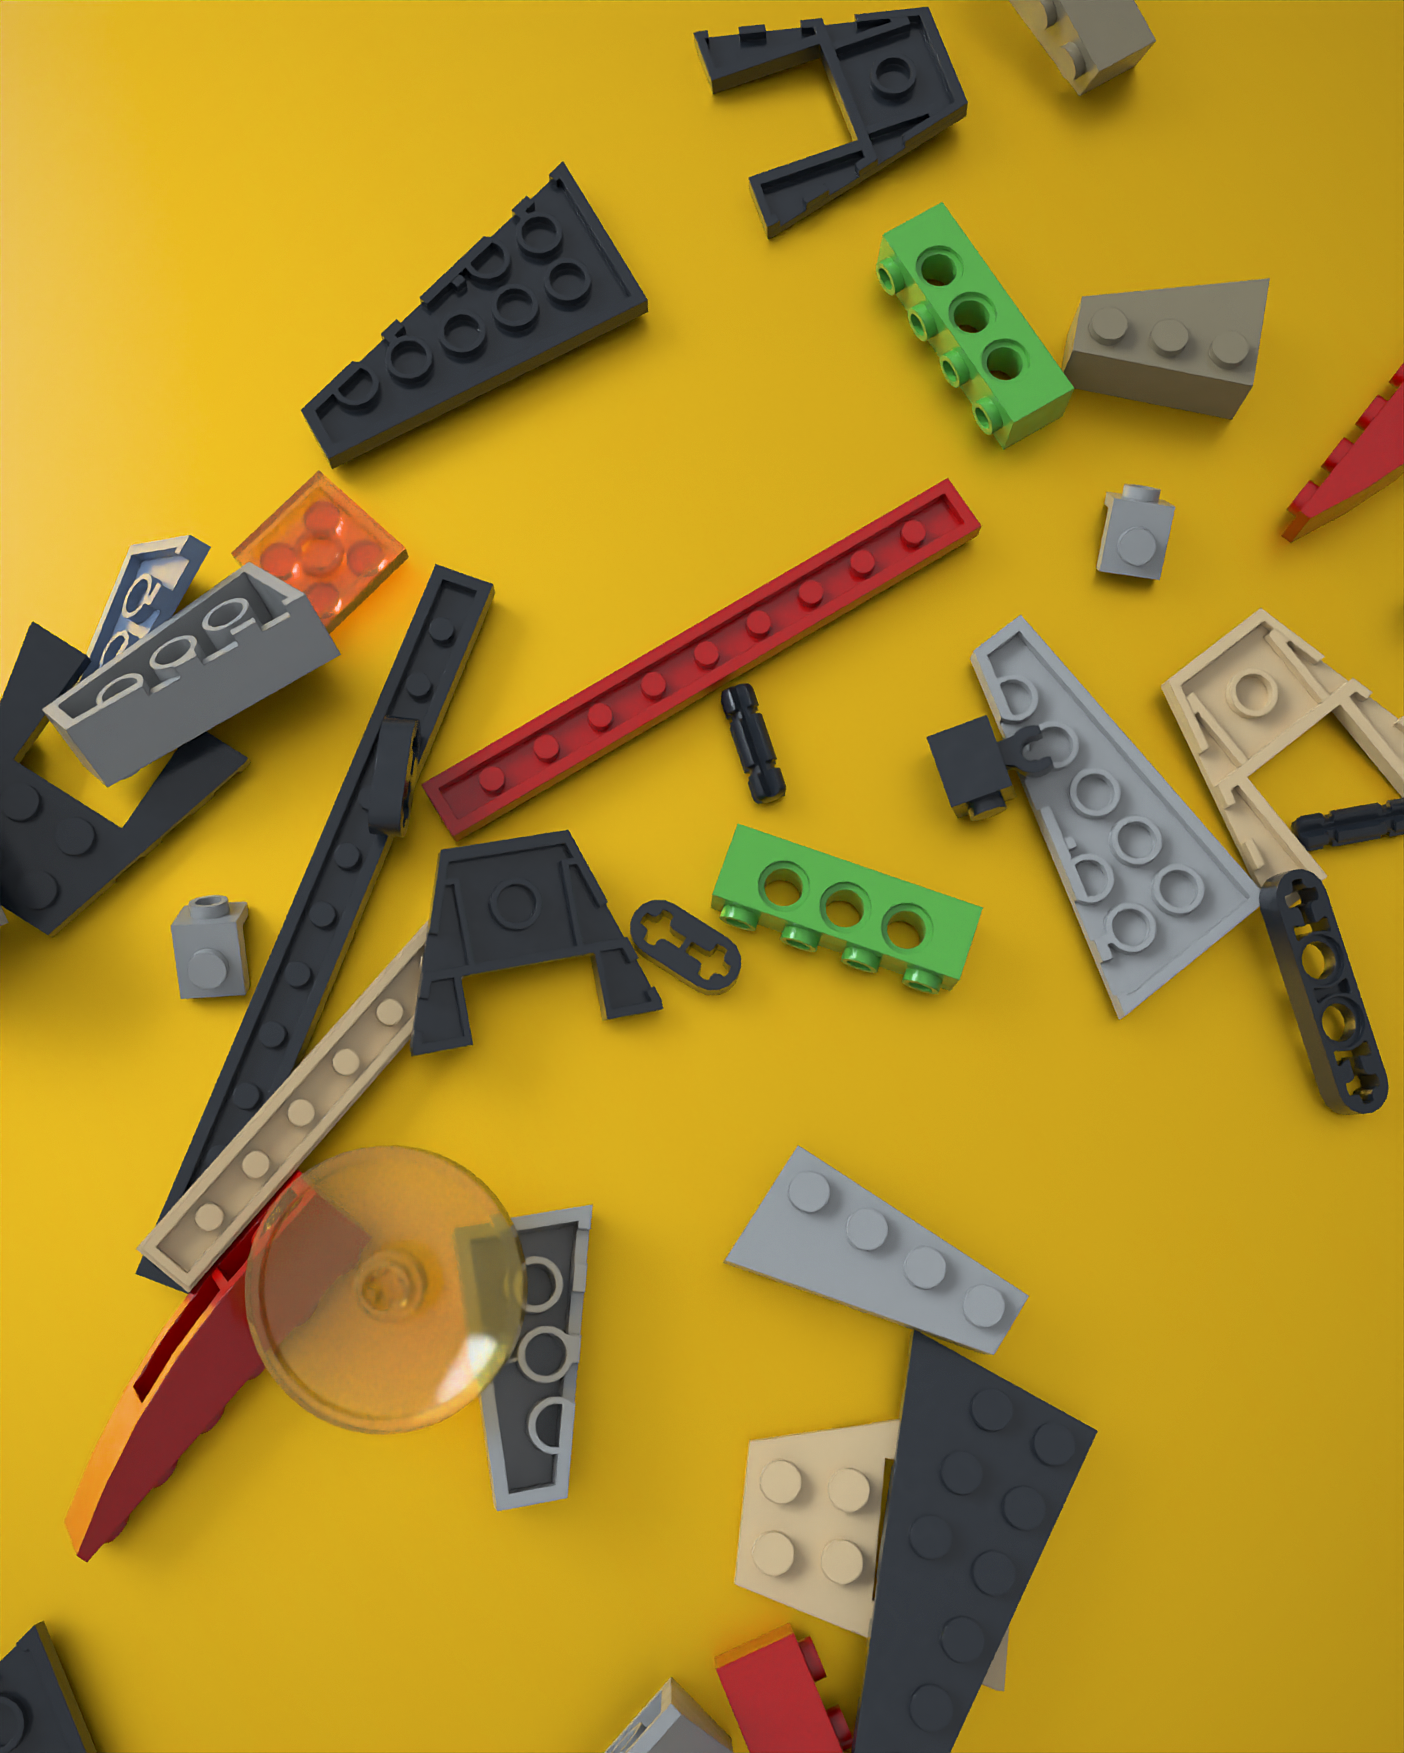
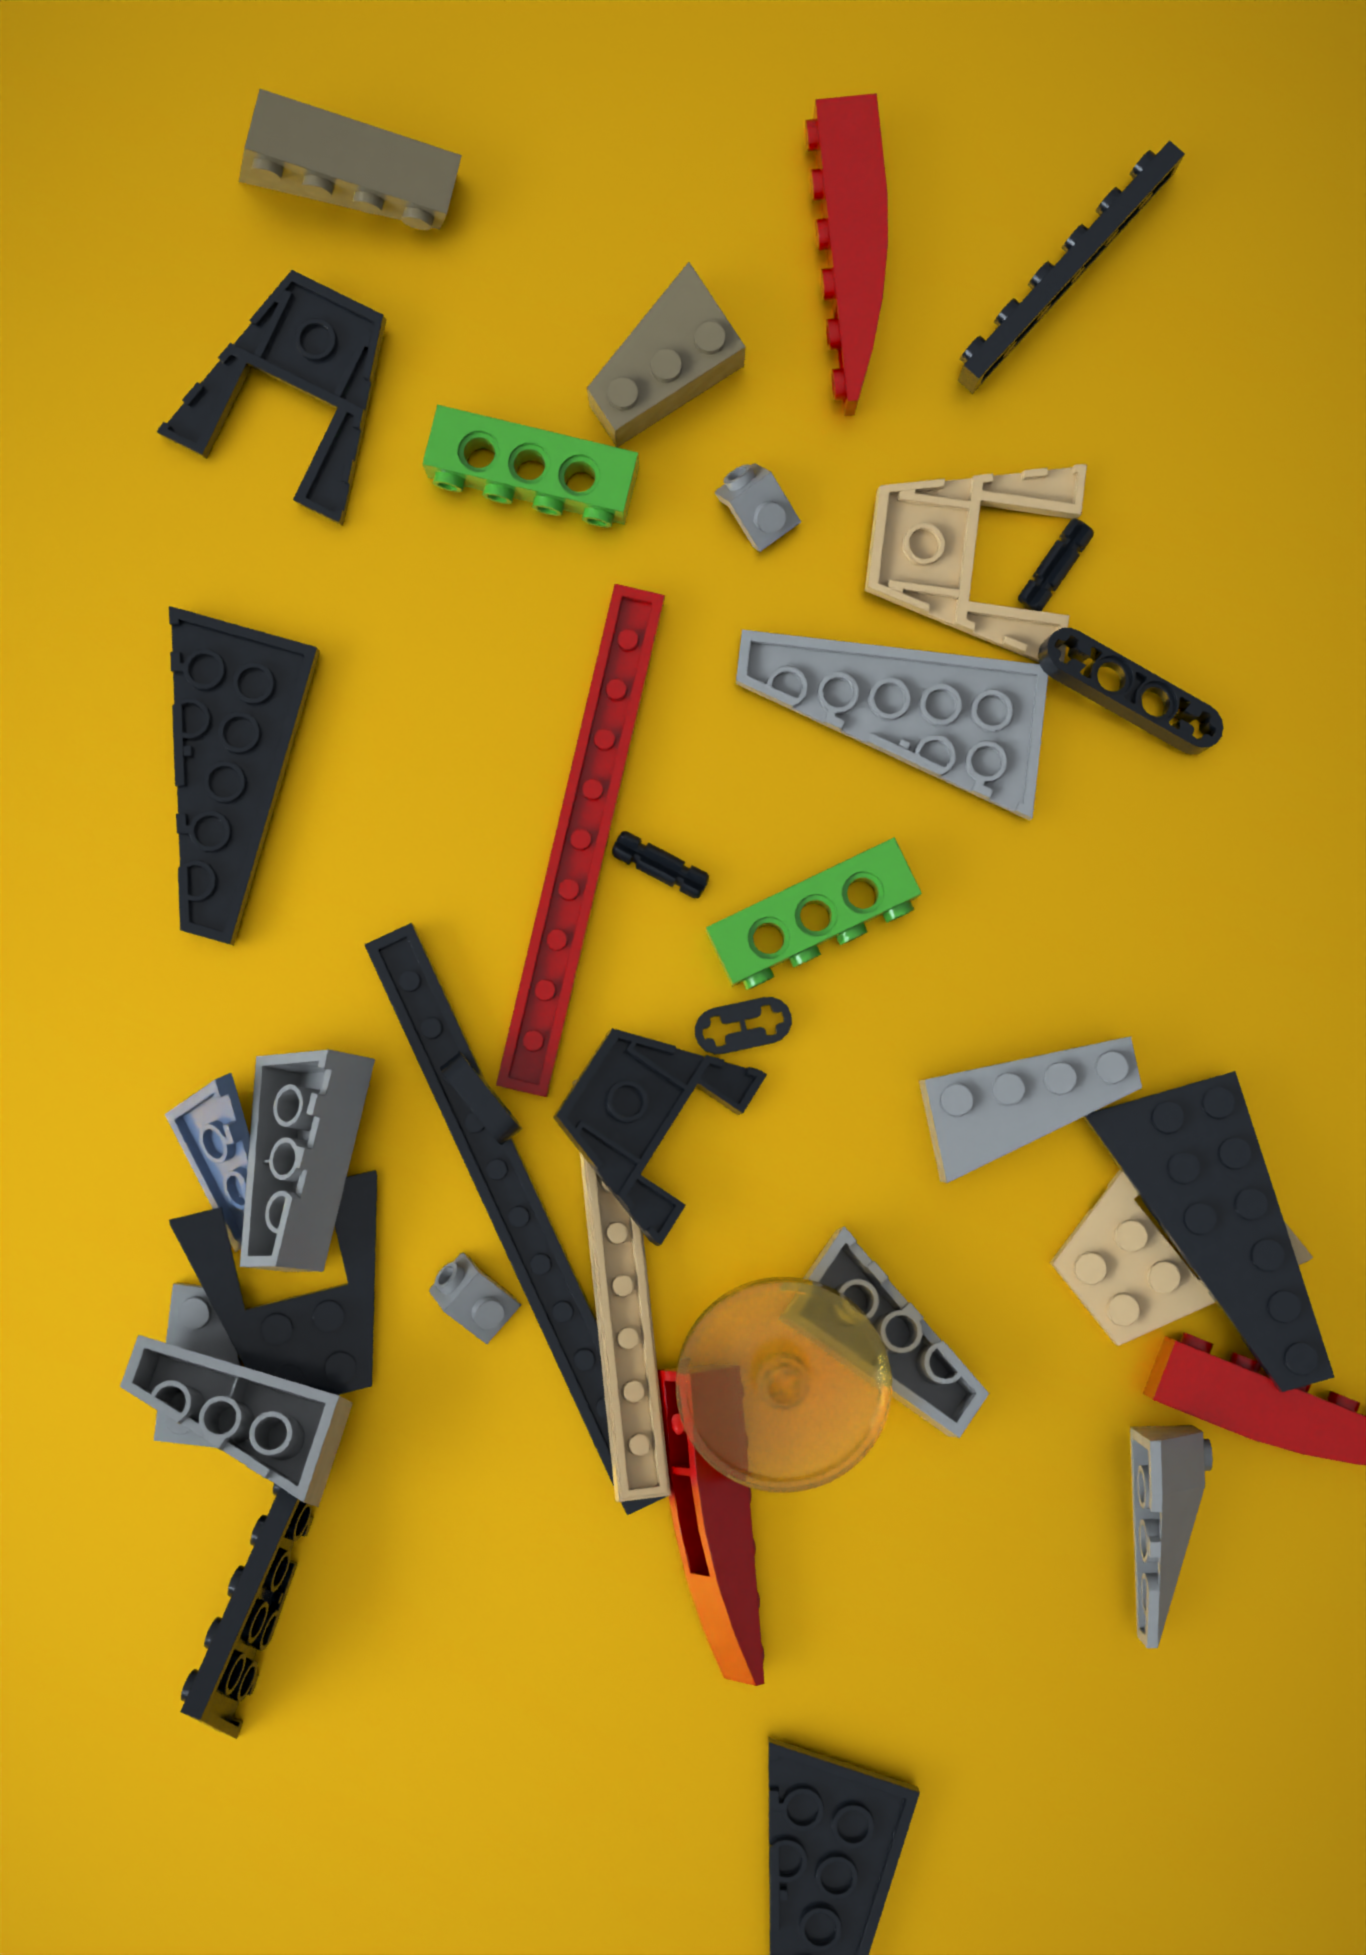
camera: 40 degrees left, 10 degrees up
(324, 549) = (286, 1004): clear orange plate -> none
(977, 766) = (807, 752): black brick -> none

